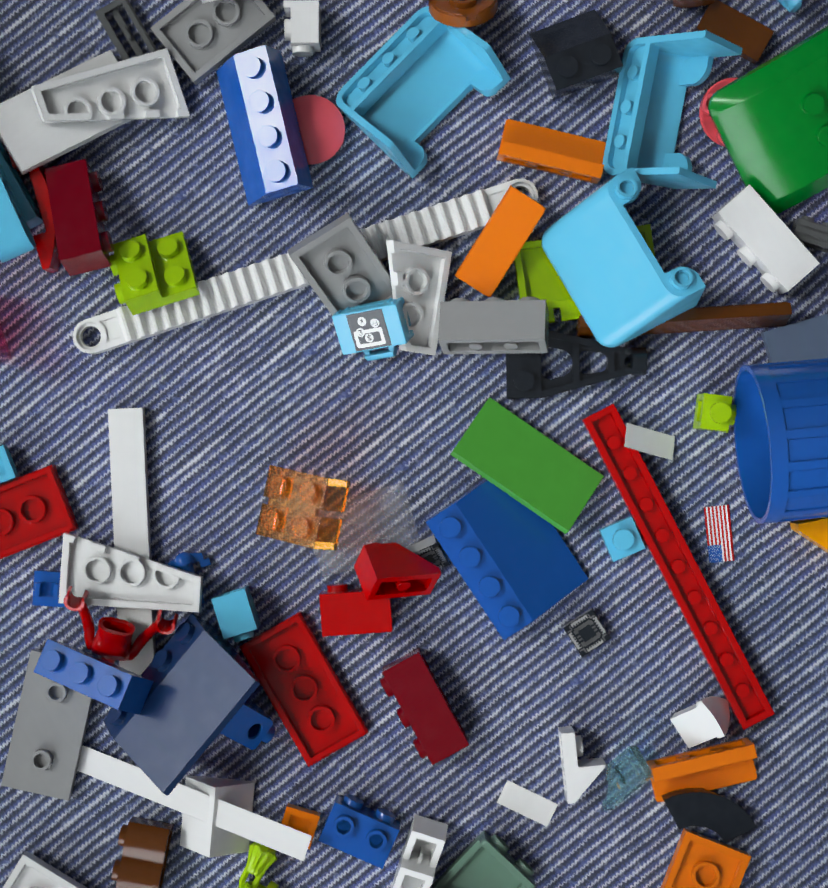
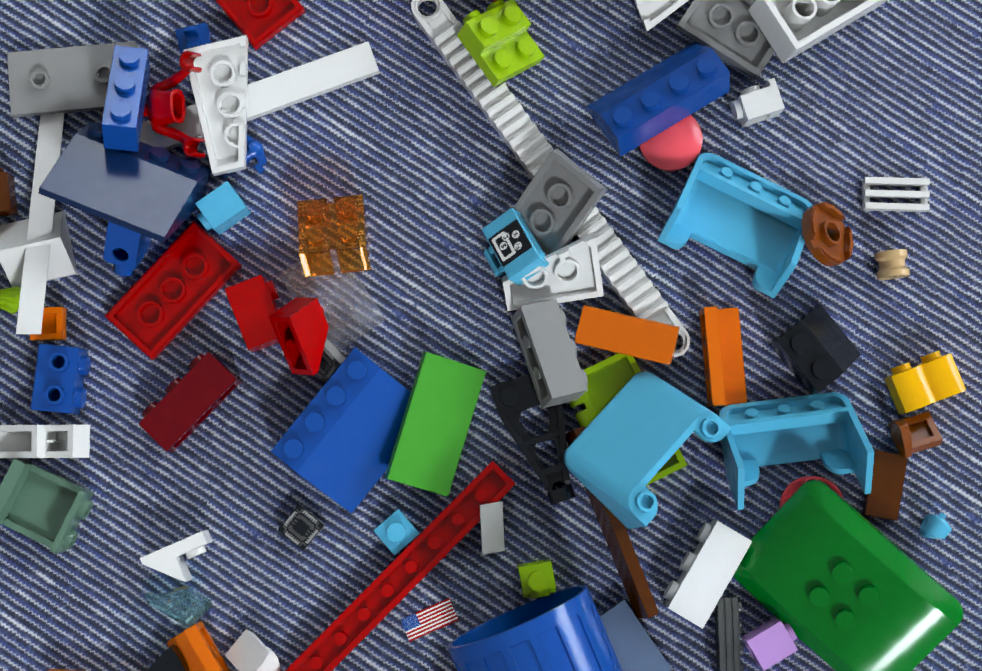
camera: 70 degrees right, 5 degrees down
(527, 803) = (130, 524): white sticker -> none

